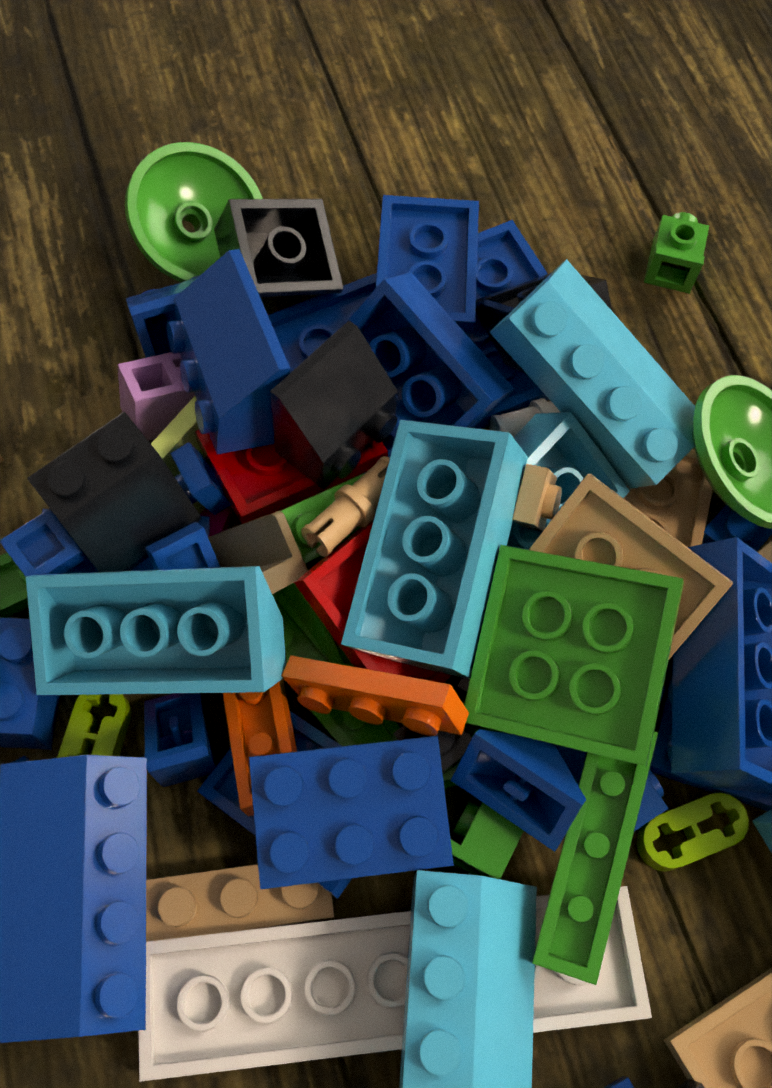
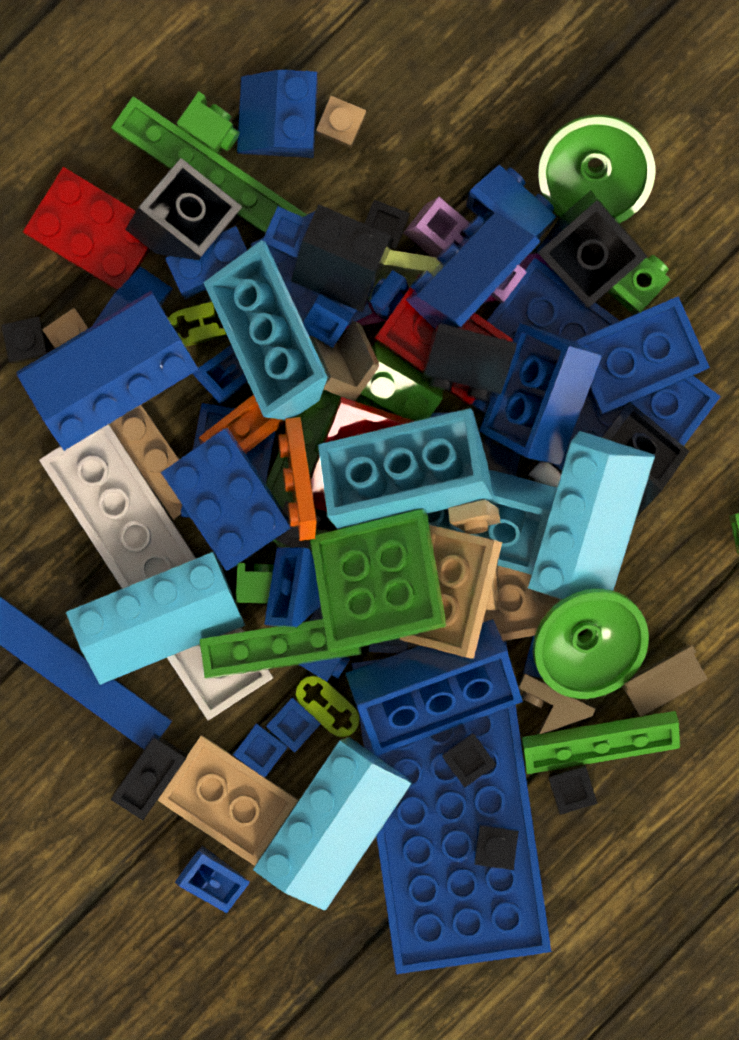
camera: 65 degrees right, 20 degrees up
(352, 236) = (632, 295): none -> bright green brick
(352, 508) = (404, 405): tan pin -> none
(703, 892) = (293, 725): none -> blue plate
(723, 960) = (260, 750): none -> blue plate

